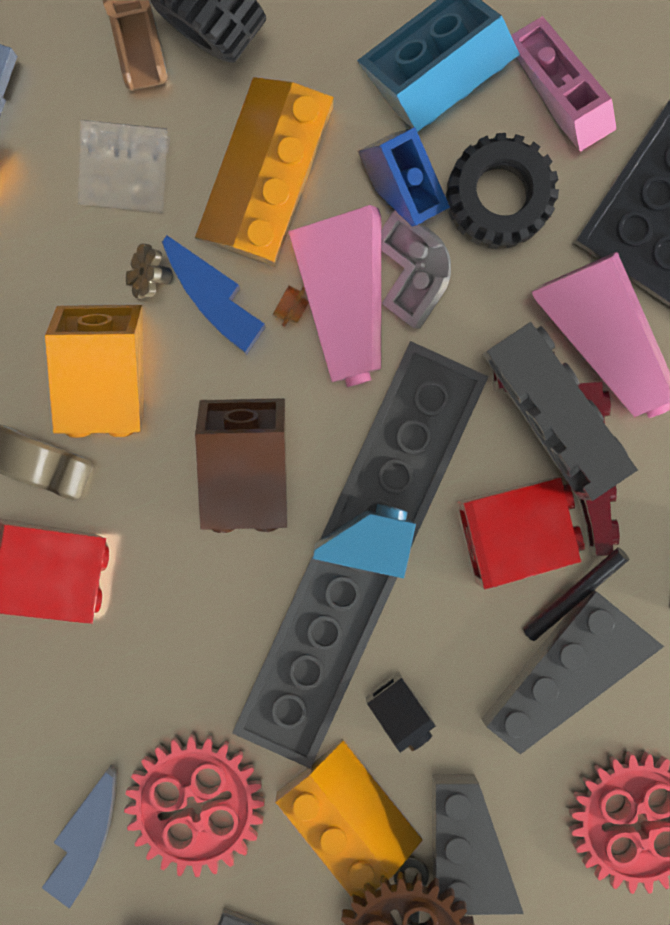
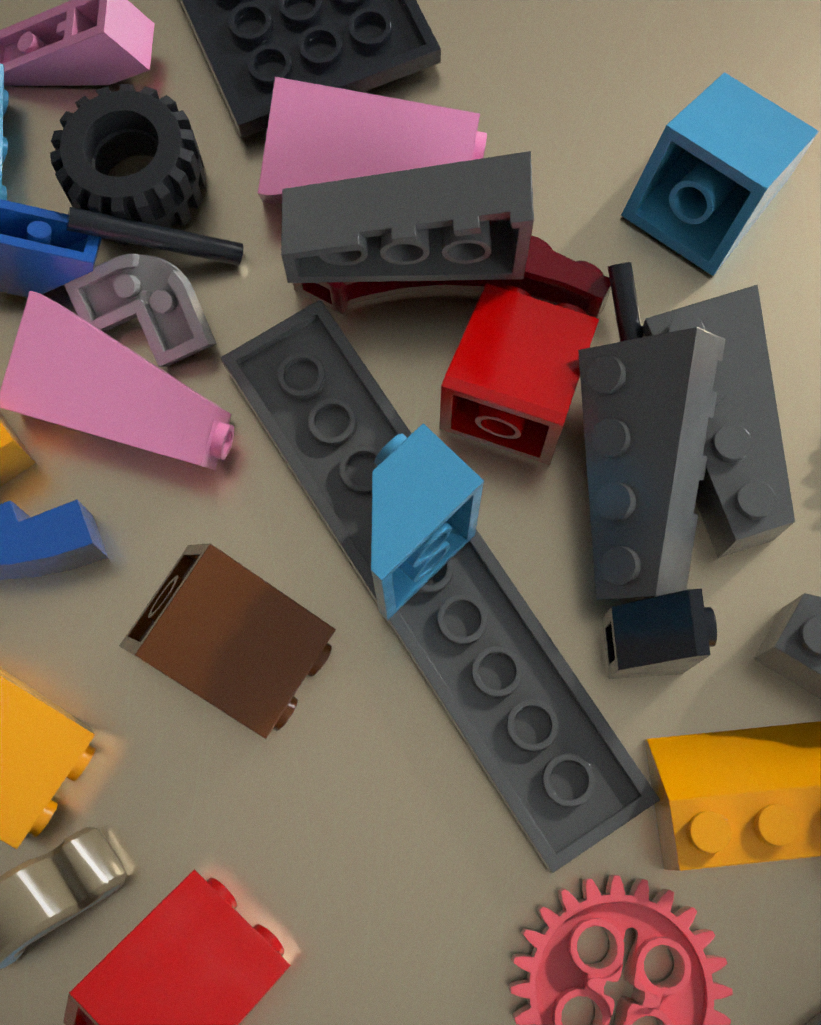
camera: 55 degrees left, 15 degrees down
(291, 305) = (85, 464): clear orange plate -> none
(461, 245) = (153, 236): none -> black bar
(502, 645) = (644, 456): none -> dark grey wedge

